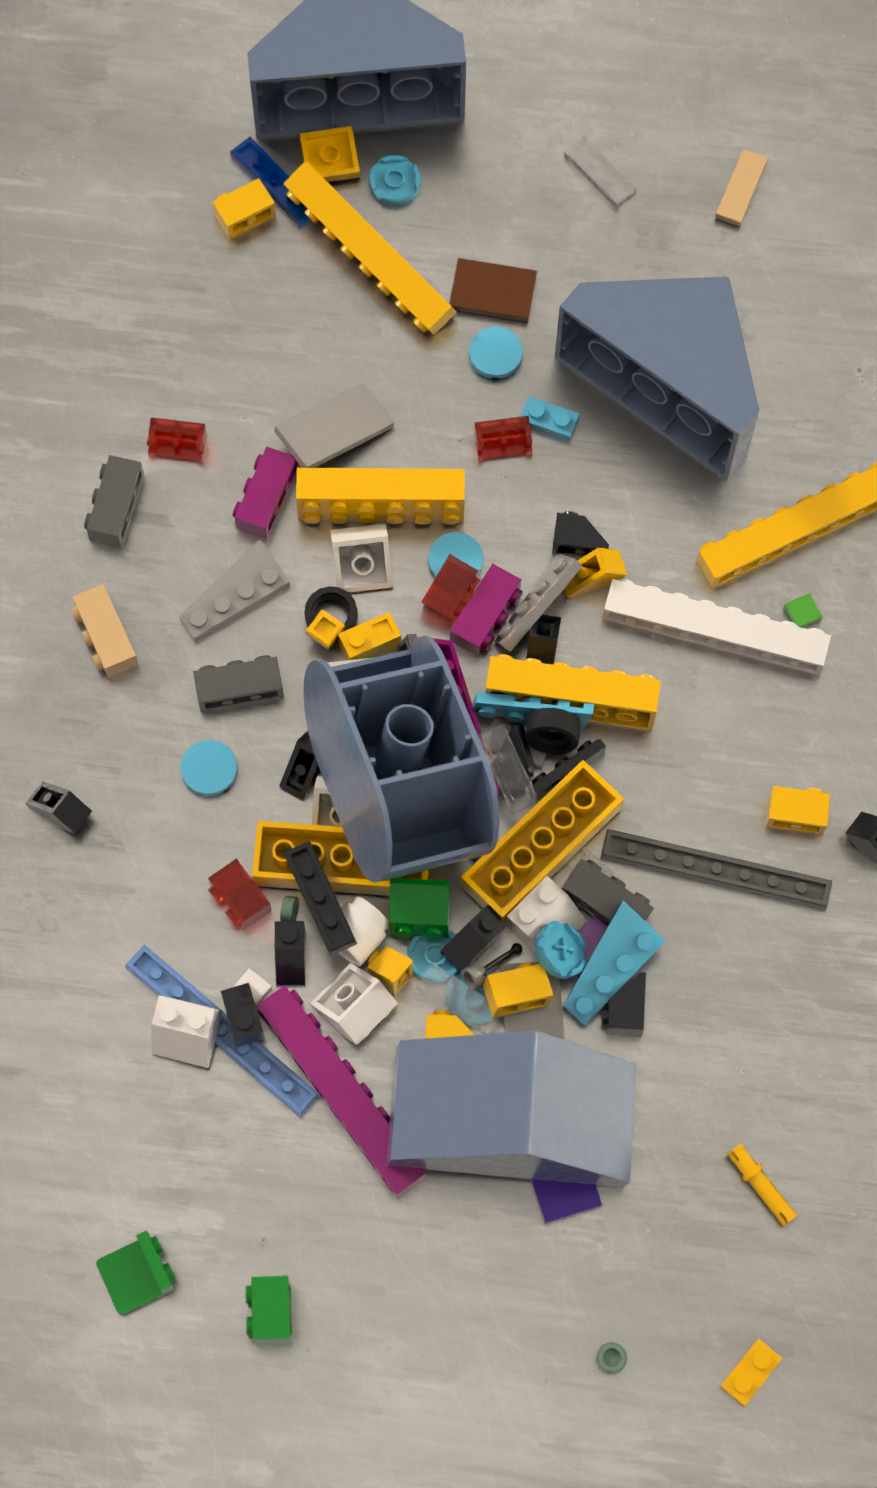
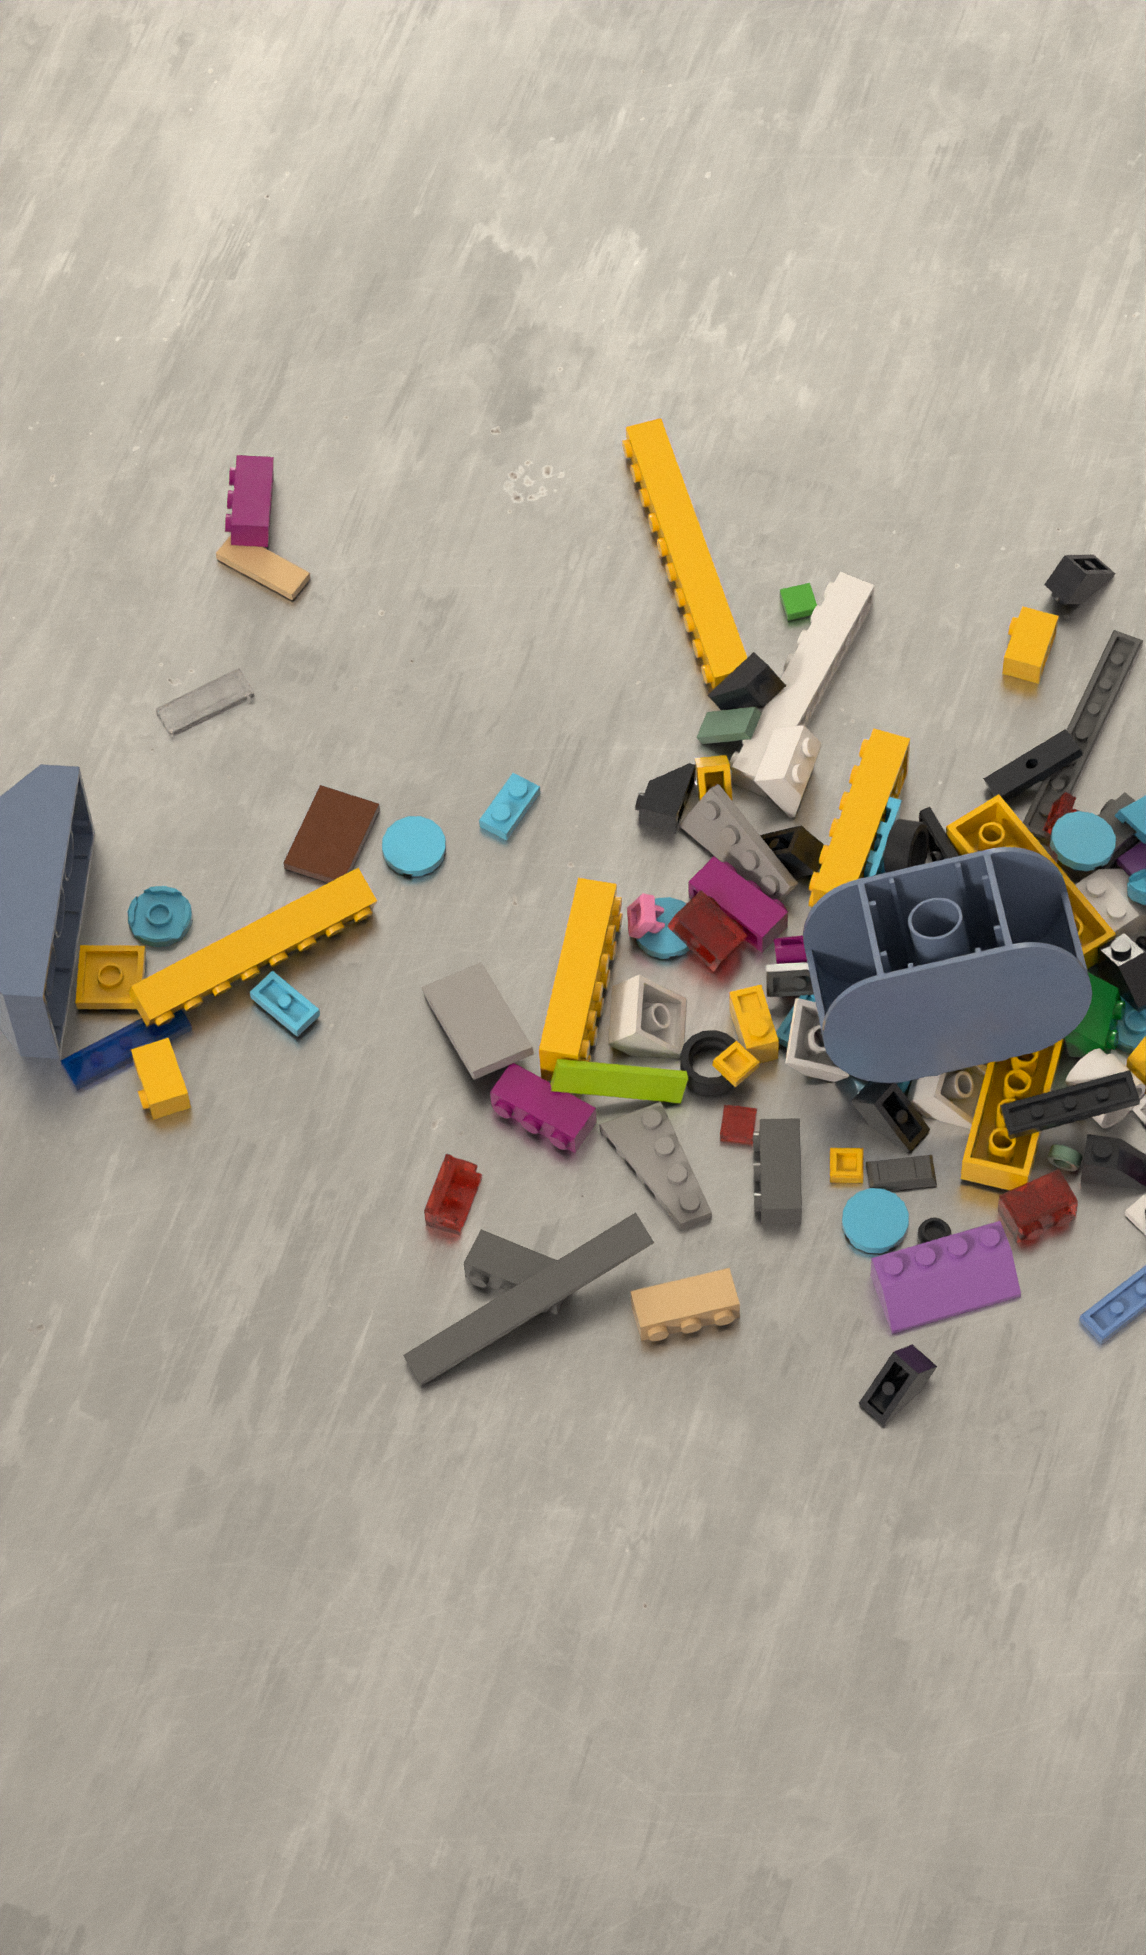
camera: 75 degrees left, 10 degrees down
(83, 509) = (528, 1299): none -> dark grey tile
(160, 830) = (945, 1277): none -> medium lavender slope
(203, 816) = (933, 1229): none -> black plate
(257, 737) = (846, 1165): none -> yellow tile
(258, 783) = (902, 1173): none -> dark grey tile
(281, 645) = (738, 1123): none -> clear red tile
(293, 541) = (619, 1081): none -> lime tile
(328, 284) = (284, 1003): none -> medium azure plate
(453, 534) = (643, 916): none -> bright pink tile
(503, 438) = (528, 853): clear red hinge -> none
(587, 874) = (1082, 840): none -> medium azure tile
(617, 623) = (788, 766): none -> white slope
(621, 859) = (1059, 808): none -> clear red tile
(656, 572) = (729, 725): none -> sand green tile
(668, 357) = (496, 646): sand blue slope -> none
(668, 828) = (1033, 766): none -> black tile
(697, 579) = (747, 686): none -> black slope
(796, 162) = (250, 500): none -> magenta brick

